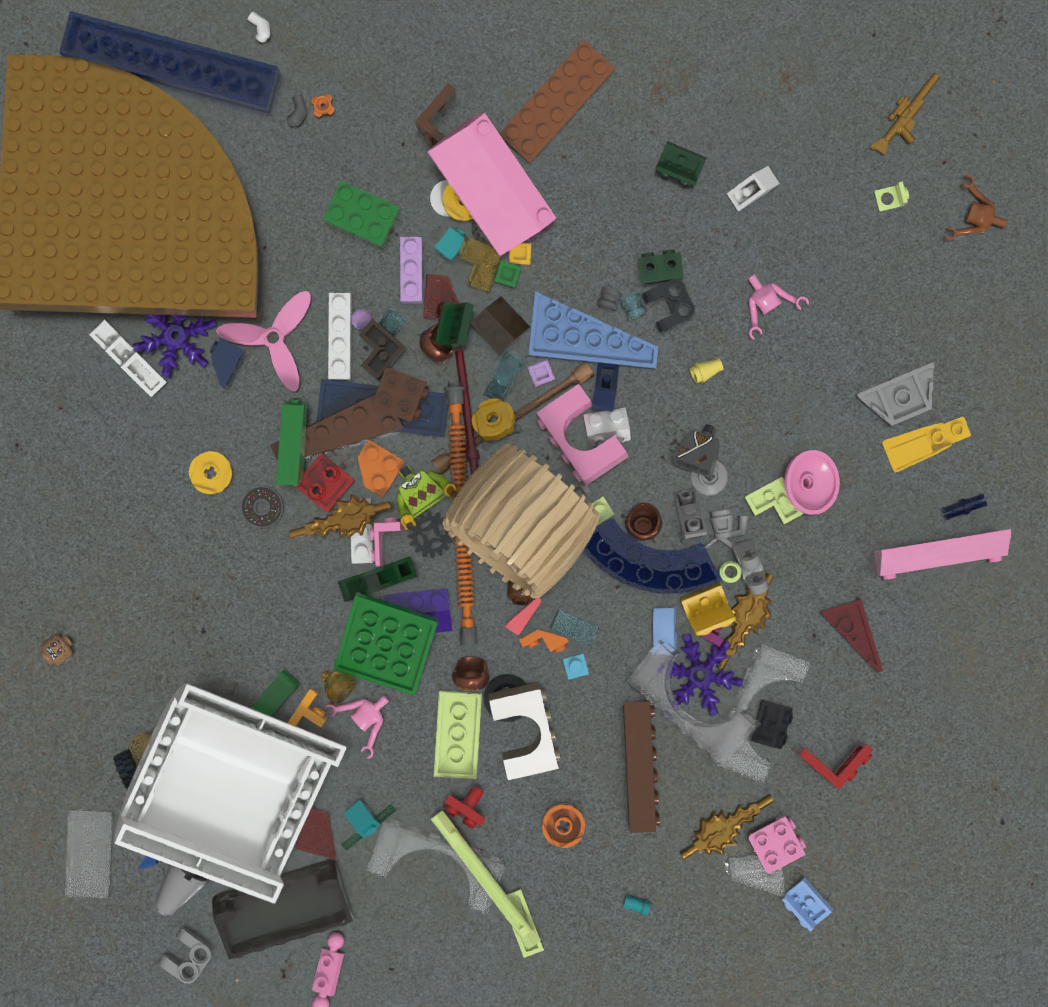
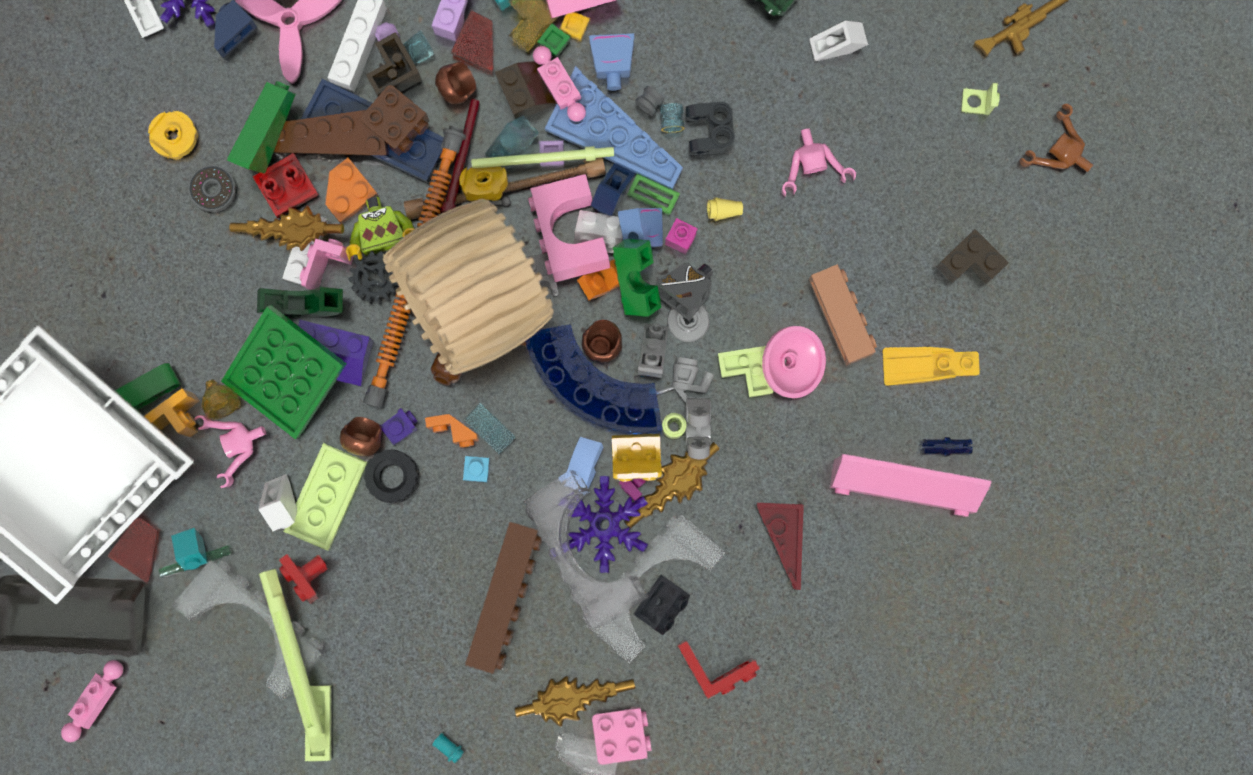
camera: 20 degrees right, 5 degrees down
(422, 754) = (278, 503): none -> white slope
(454, 324) = (477, 66): dark green bracket -> none
(498, 653) = (399, 426): none -> dark purple bracket
(520, 620) = (437, 398): coral slope -> none
(527, 312) = (559, 83): none -> bright pink plate
(528, 702) = (411, 487): arch -> none
(559, 836) = (390, 643): orange brick -> none
(564, 272) = (612, 57): none -> medium blue torso
(574, 364) = (588, 153): none -> yellowish green bar
(603, 509) = (562, 315): yellowish green plate -> none
(626, 469) = (599, 282): none -> orange slope
(640, 378) = (639, 178): none -> bright green tile
(644, 415) = (642, 225): none -> medium blue torso
(646, 446) = (637, 296): none -> green arch
(660, 267) = (713, 86): dark green brick -> none
(678, 407) = (681, 236): none -> dark pink brick
(838, 426) = (842, 315): none -> nougat brick
(901, 396) = (920, 307): light grey wing -> none
(932, 334) = (975, 254): none -> dark brown brick

